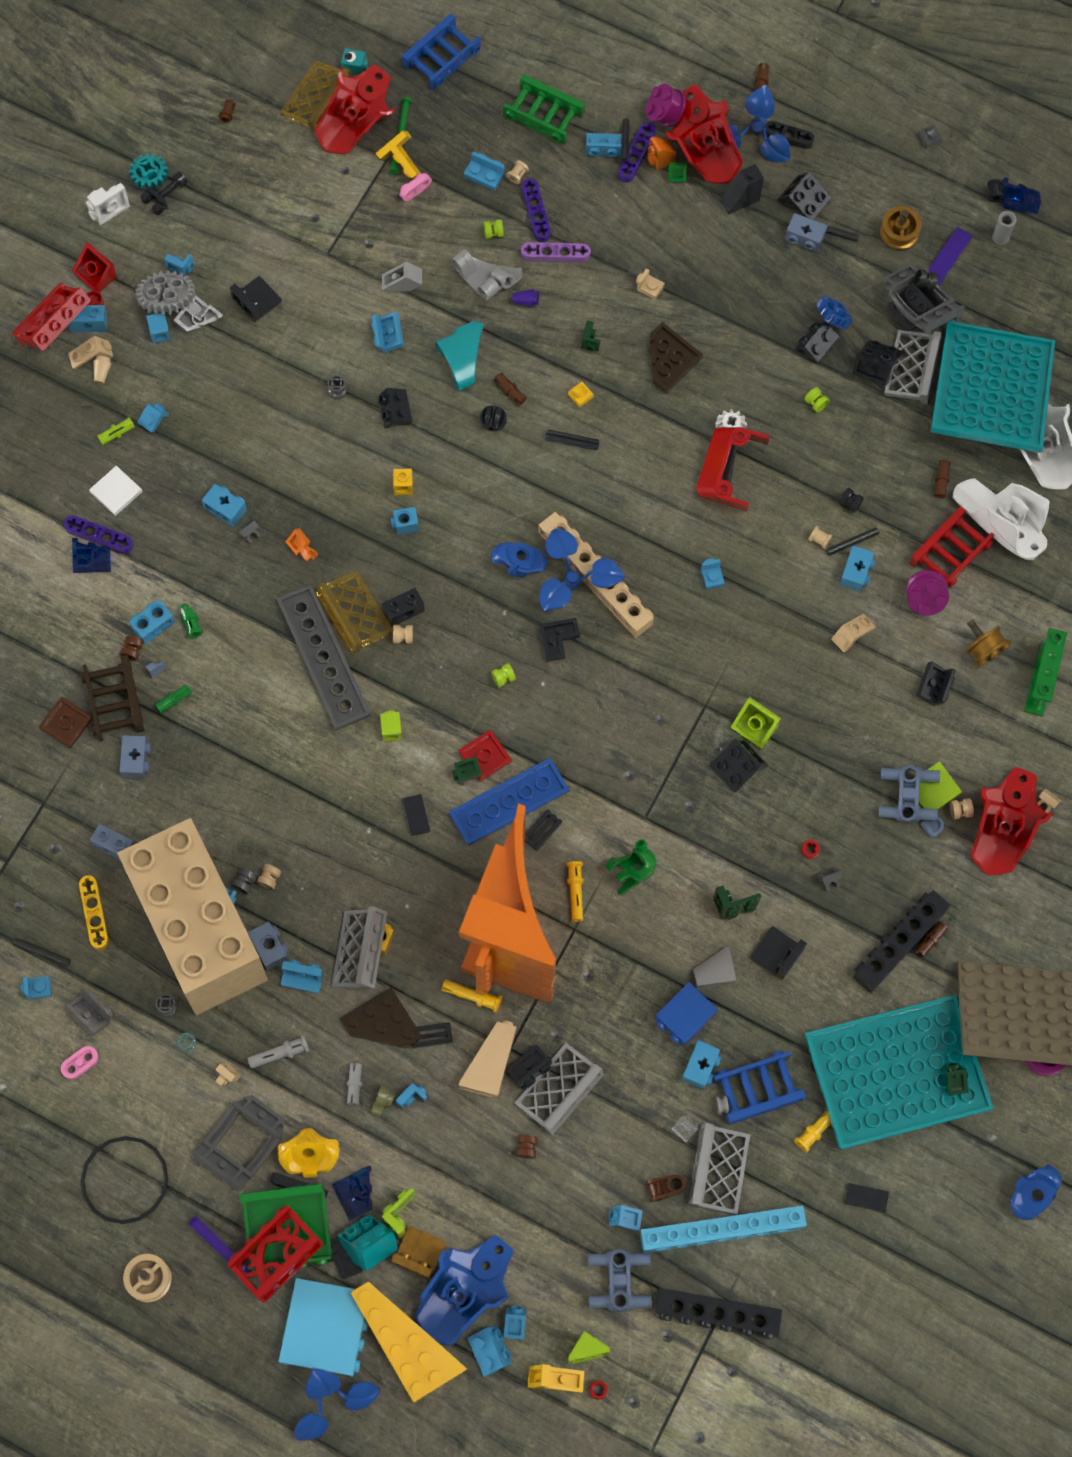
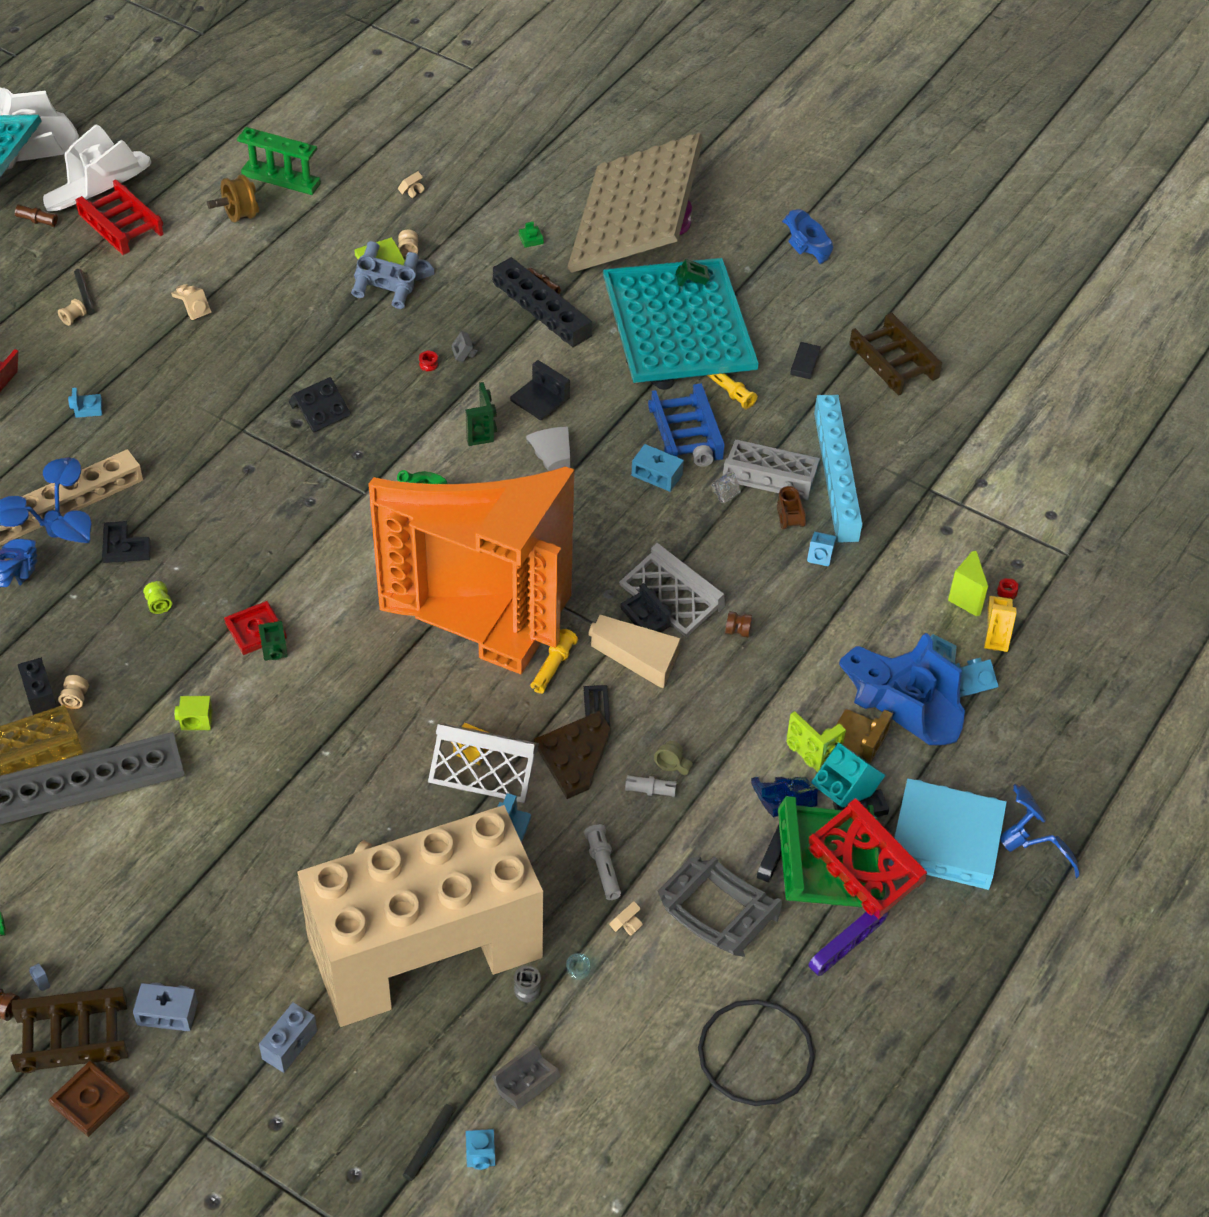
camera: 85 degrees left, 20 degrees down
(78, 1061) = (595, 1097): bright pink plate -> none
(90, 913) = (382, 1076): yellow beam -> none
(147, 1278) = (889, 1020): tan wheel -> none
(172, 699) = (91, 958): green axle -> none
(308, 1153) = (739, 838): yellow piece -> none
(408, 1098) = (669, 727): dark azure bracket -> none
(412, 1352) = (970, 748): yellow wing -> none
(416, 815) = (316, 700): black tile -> none
(499, 805) = (320, 607): blue plate -> none
(553, 817) = (363, 578): black tile -> none
(619, 1280) = (890, 557): sand blue piece -> none
(685, 1015) = (602, 470): blue brick -> none
(756, 723) = (274, 382): lime slope -> none
(771, 1316) = (924, 481): black brick -> none
(851, 500) = (36, 283): black wheel -> none
(860, 559) = (118, 288): dark azure brick -> none
(904, 1293) = (902, 339): none -> dark brown fence
(927, 592) = (166, 231): magenta wheel -> none
(935, 684) = (268, 244): black bracket -> none
(998, 922) = (531, 235): none -> green tile
(1007, 823) = (438, 209): red piece -> none

